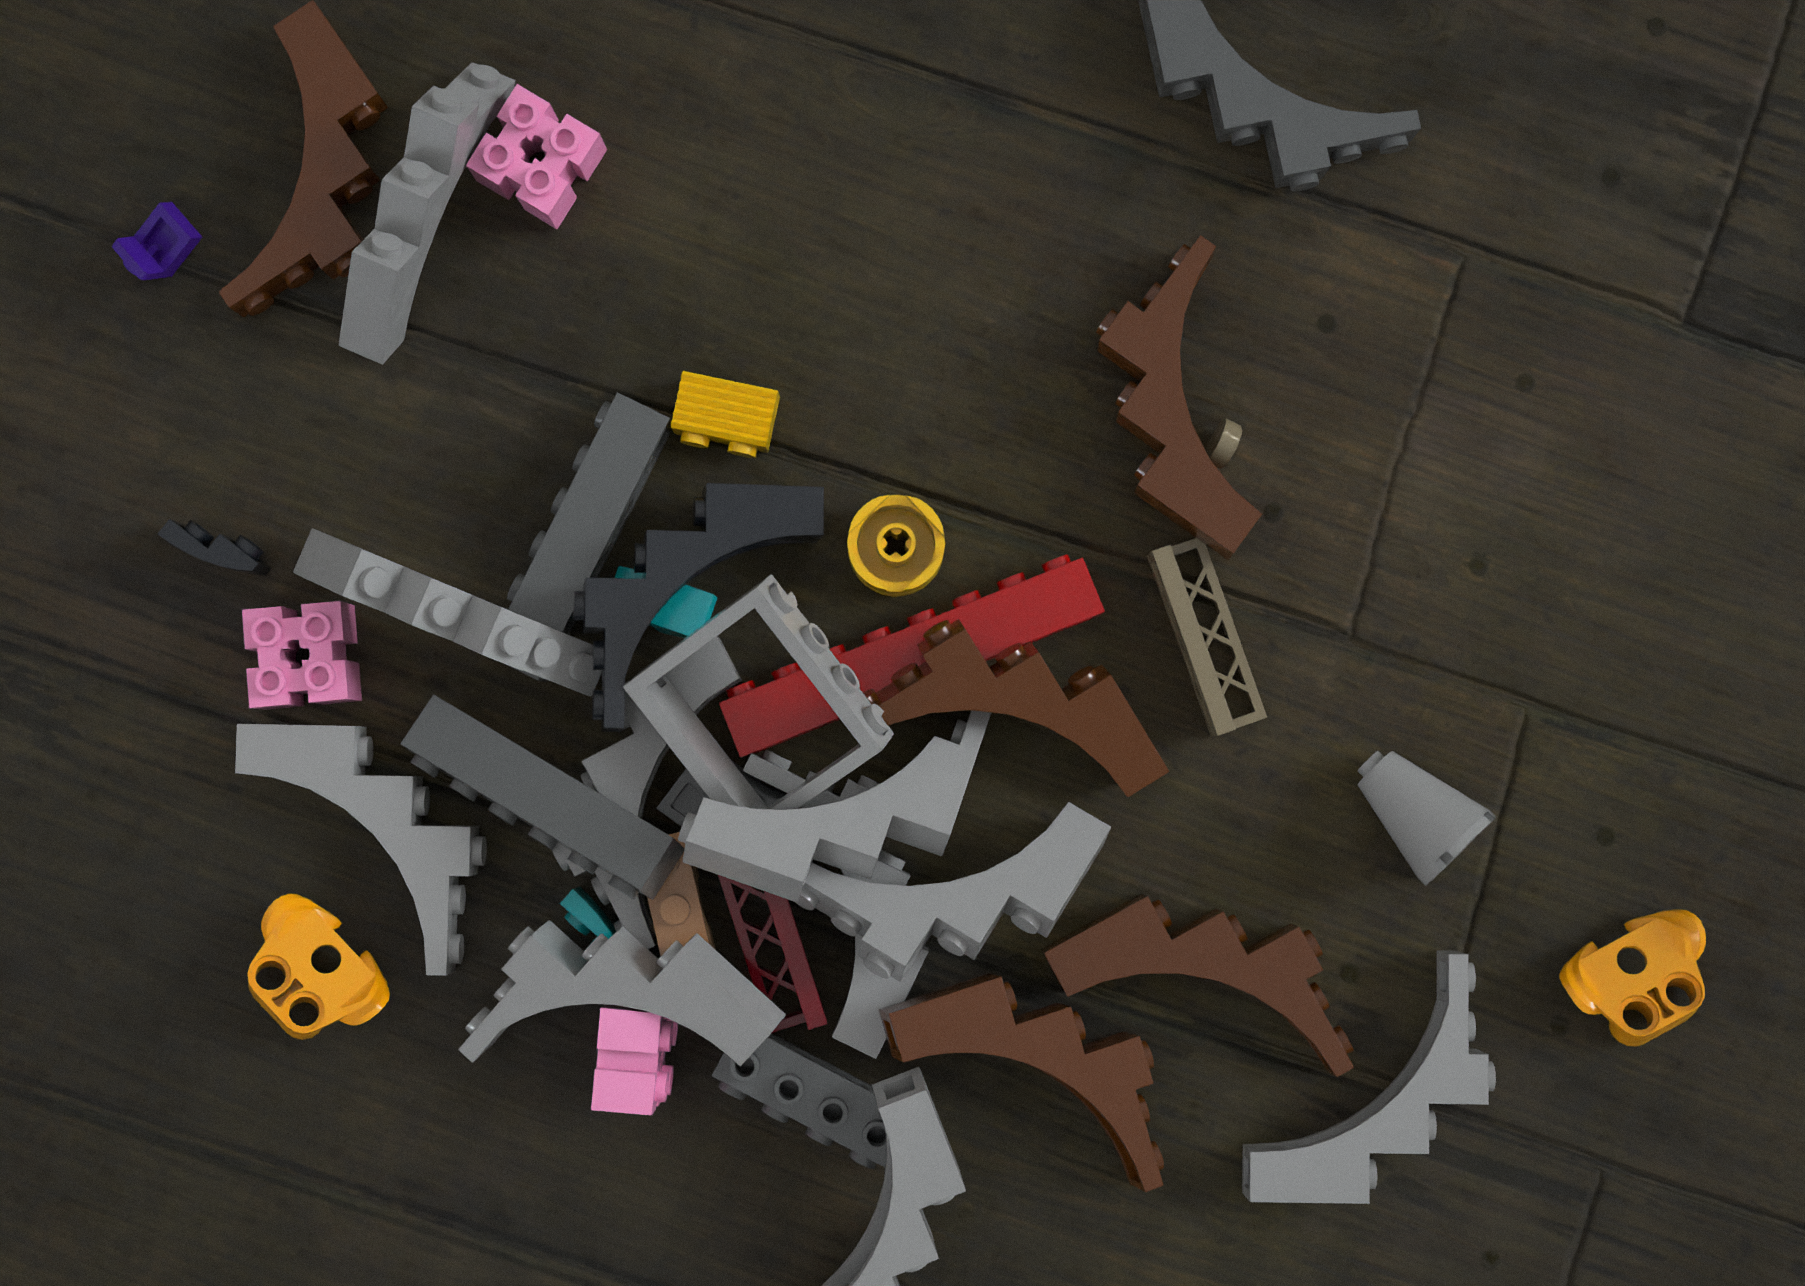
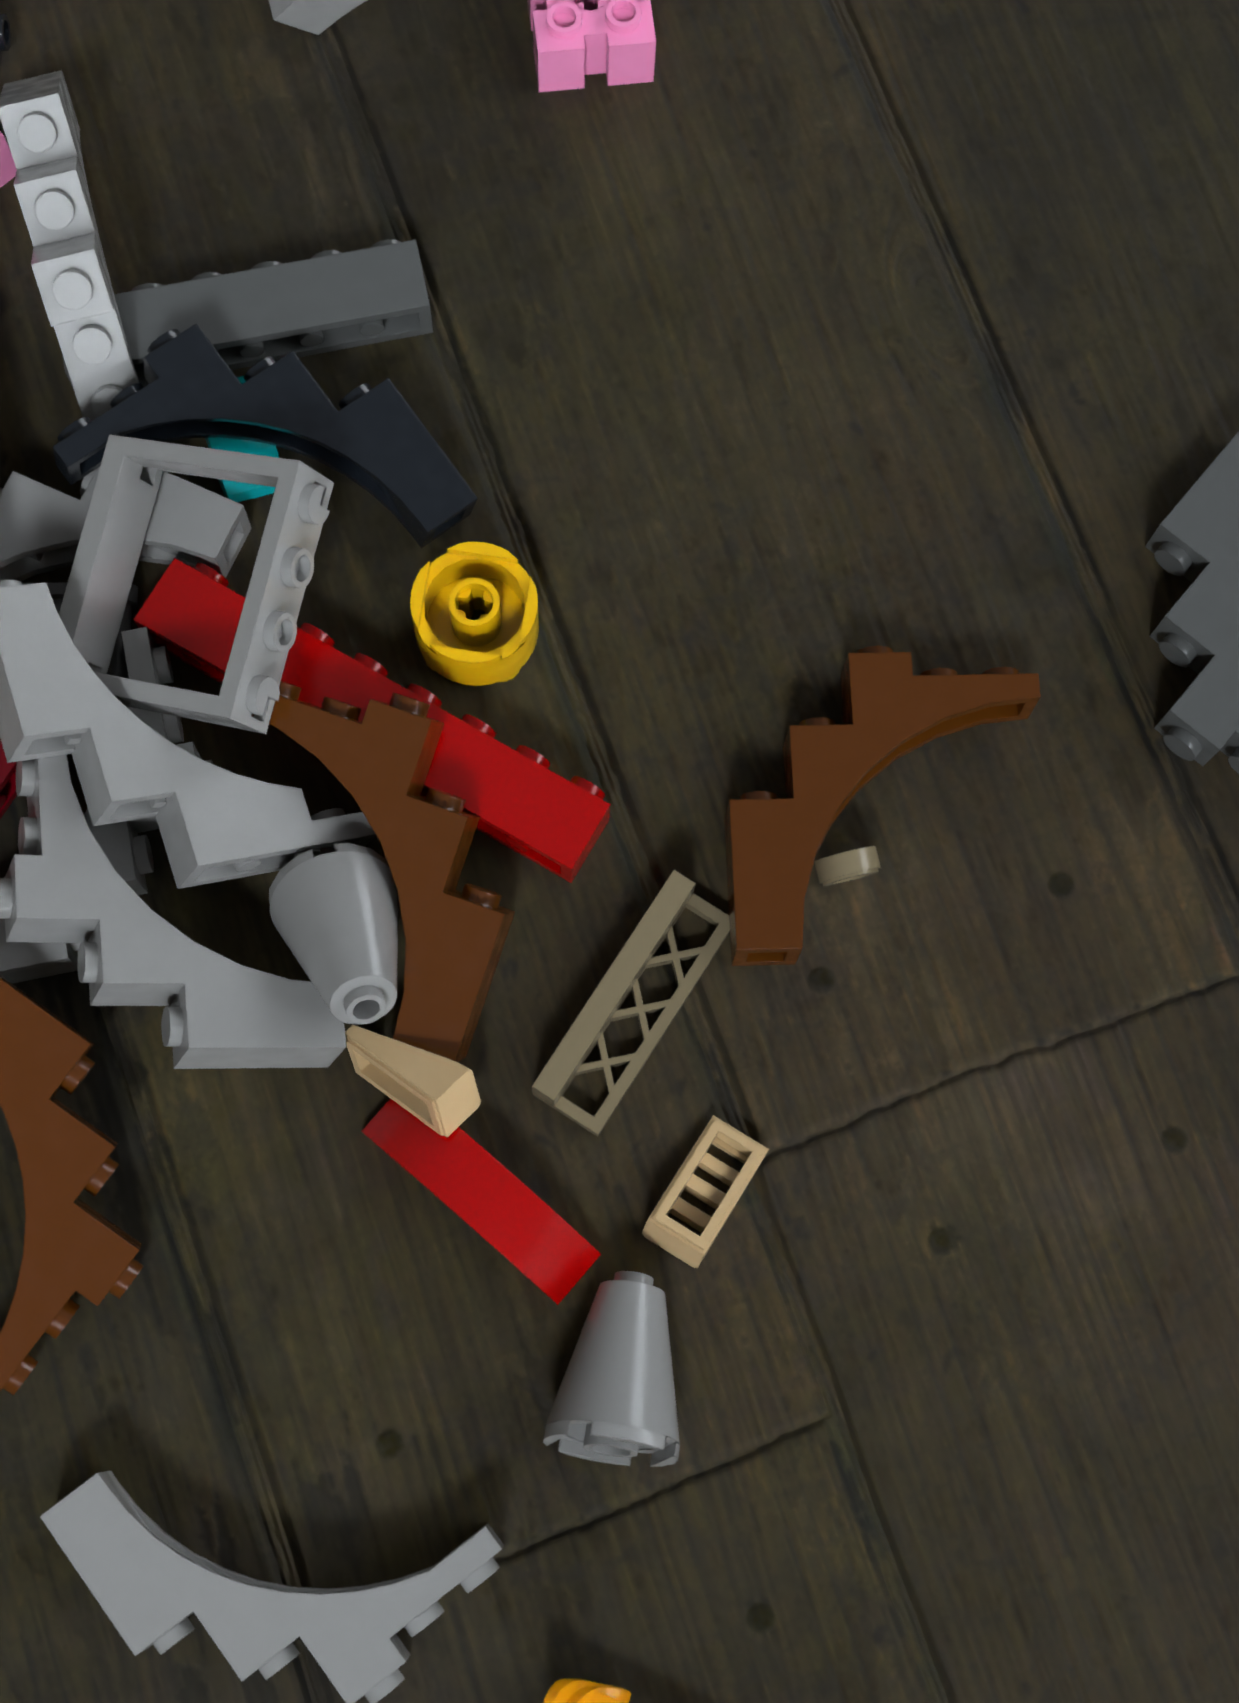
camera: 50 degrees right, 10 degrees down
(724, 414) = (480, 361): yellow brick -> none
(1044, 777) = (342, 927): none -> light grey cone
(1164, 799) = (421, 1082): none -> tan slope
(1247, 812) = (487, 1199): none -> red slope
(1273, 969) = (319, 1348): reddish brown arch -> none
(1348, 723) = (676, 1237): none -> tan slope

